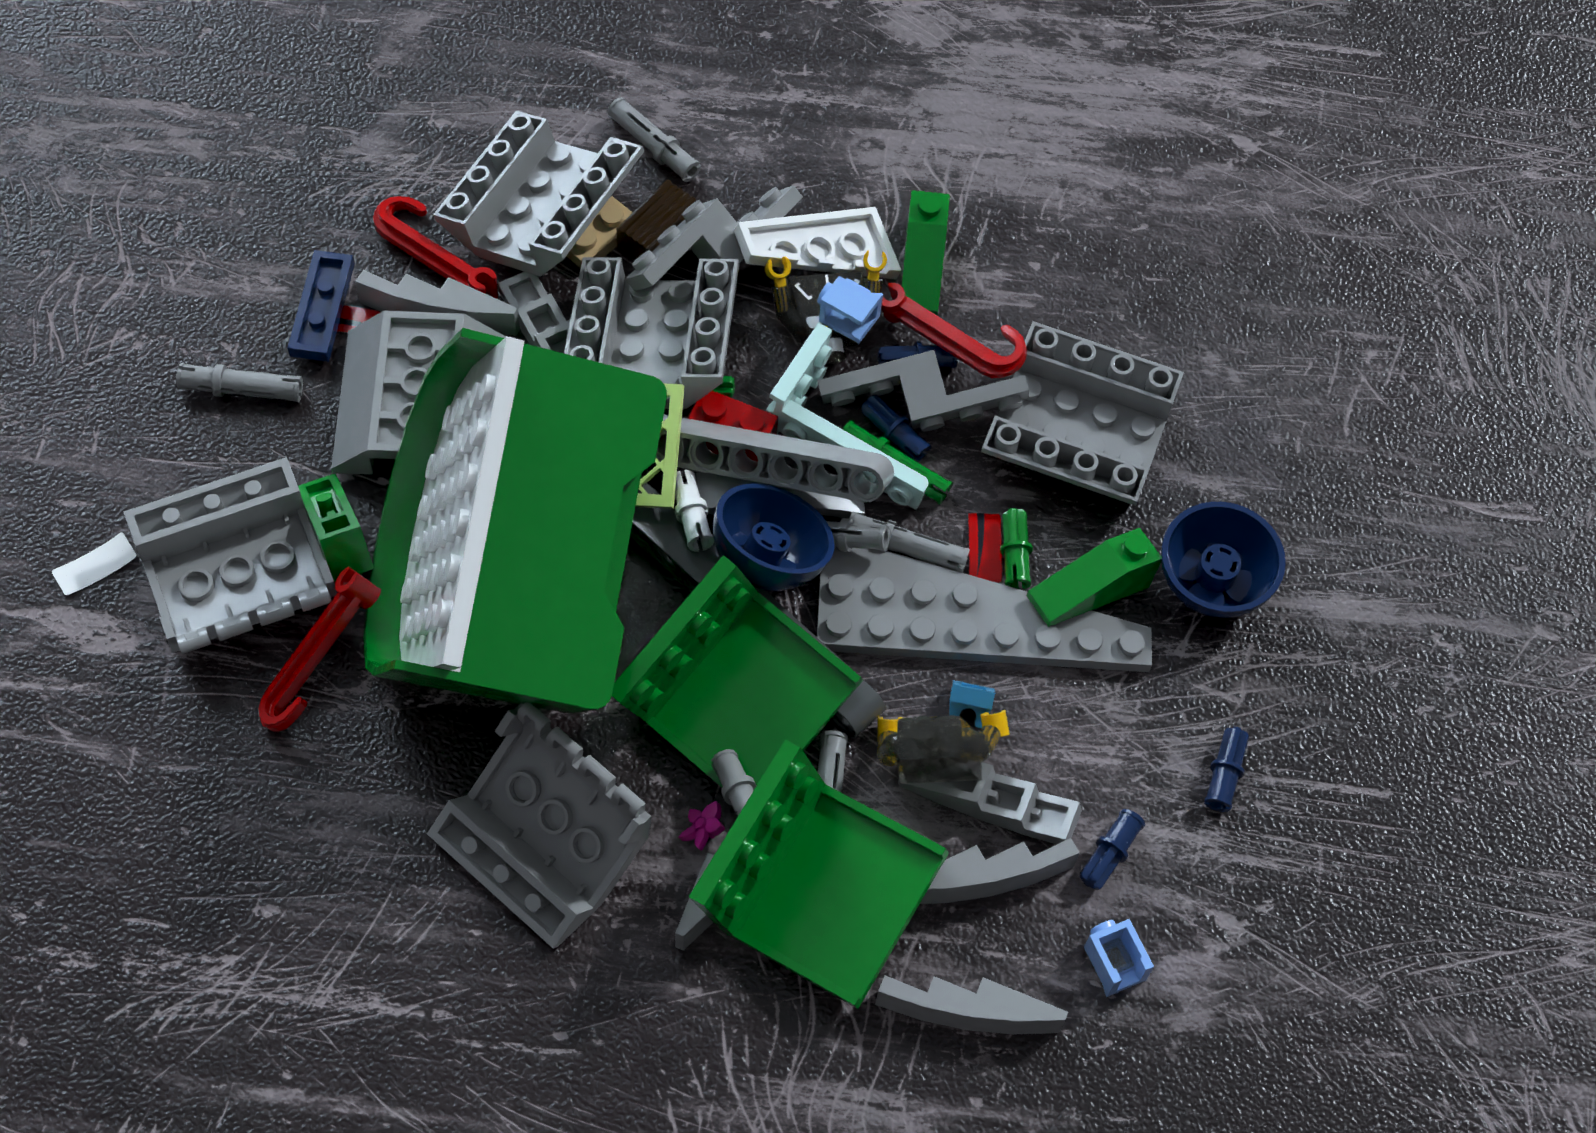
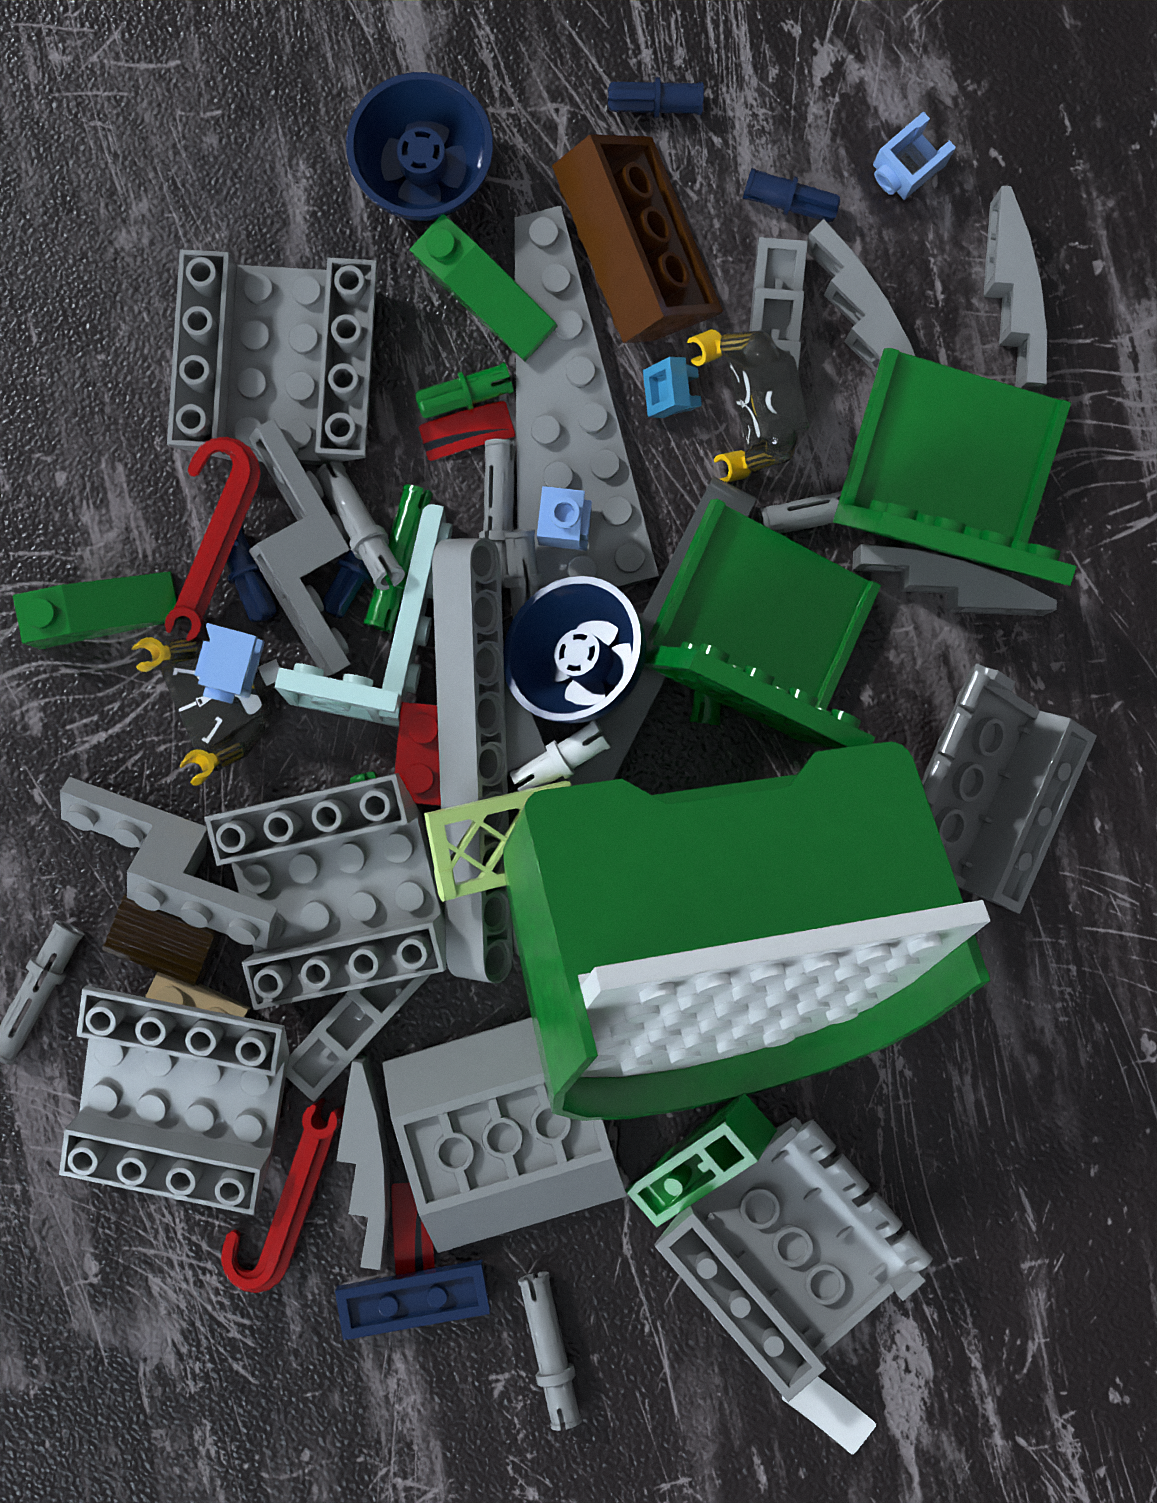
camera: 105 degrees left, 25 degrees up
(353, 593) = (794, 1102): red piece -> none
(704, 825) = (911, 628): dark pink plant -> none
(736, 784) = (877, 595): light grey pin -> none
(820, 242) = (129, 732): white wing -> none
(884, 571) = (564, 518): none -> light blue window
(914, 433) = (367, 539): none -> light grey pin
(1108, 714) = (636, 236): none -> reddish brown slope

